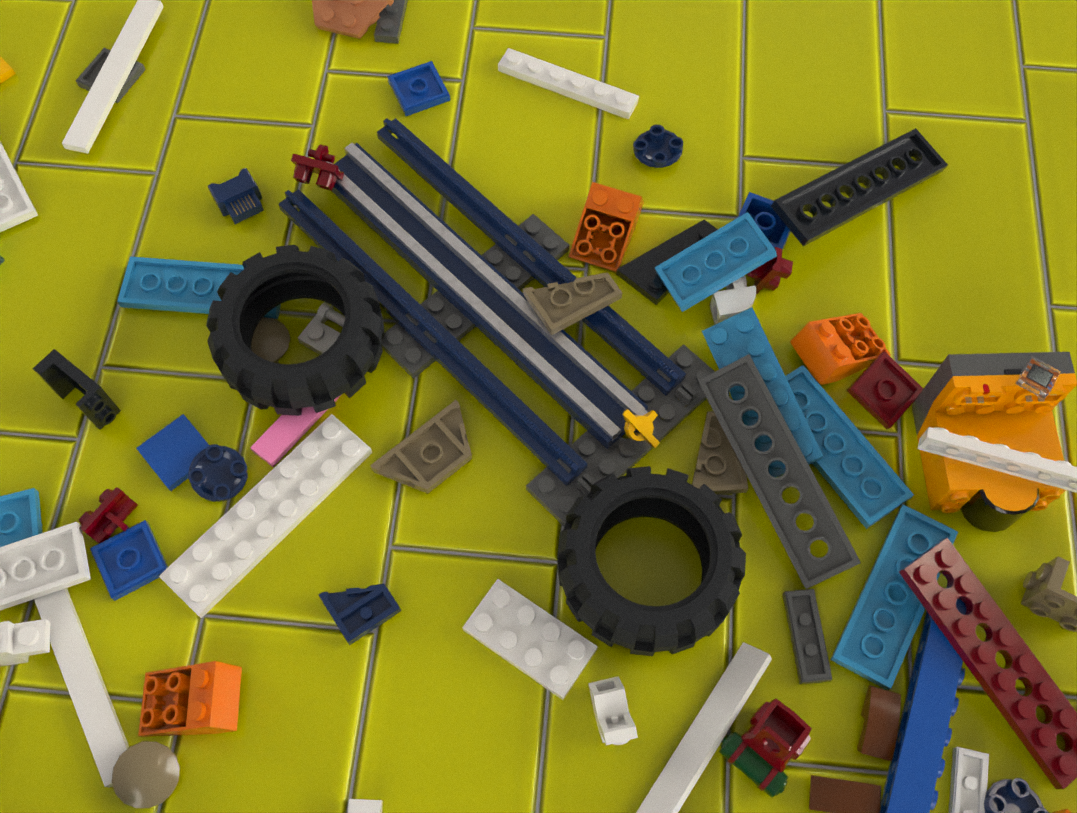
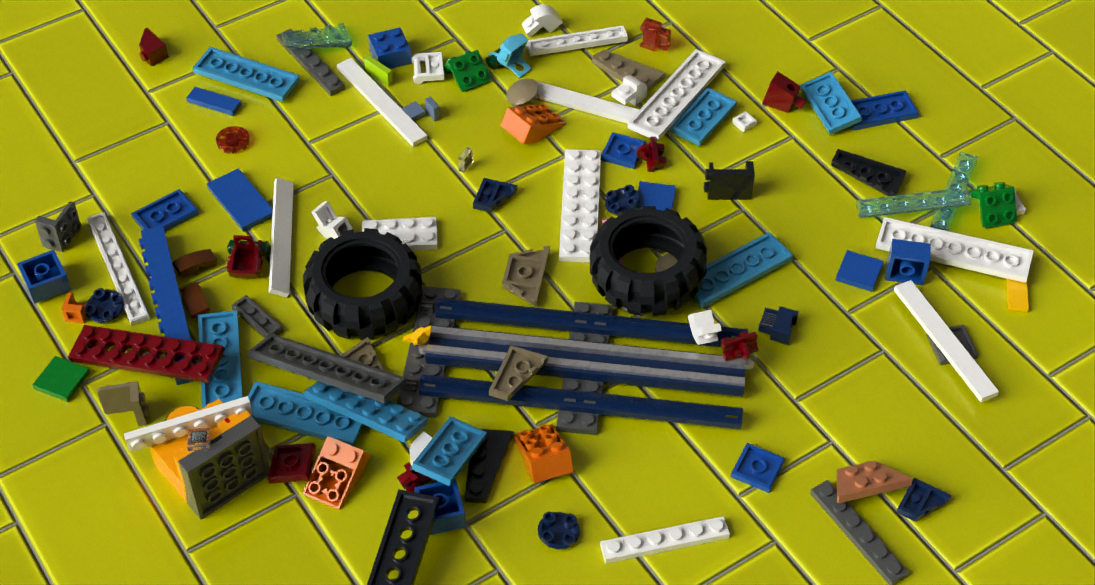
camera: 140 degrees right, 15 degrees down
(38, 157) = (908, 261): none -> blue brick
(87, 202) = (859, 270): none -> blue tile
(333, 206) = (703, 327): none -> white brick
(340, 699) = (465, 159): none -> clear tile

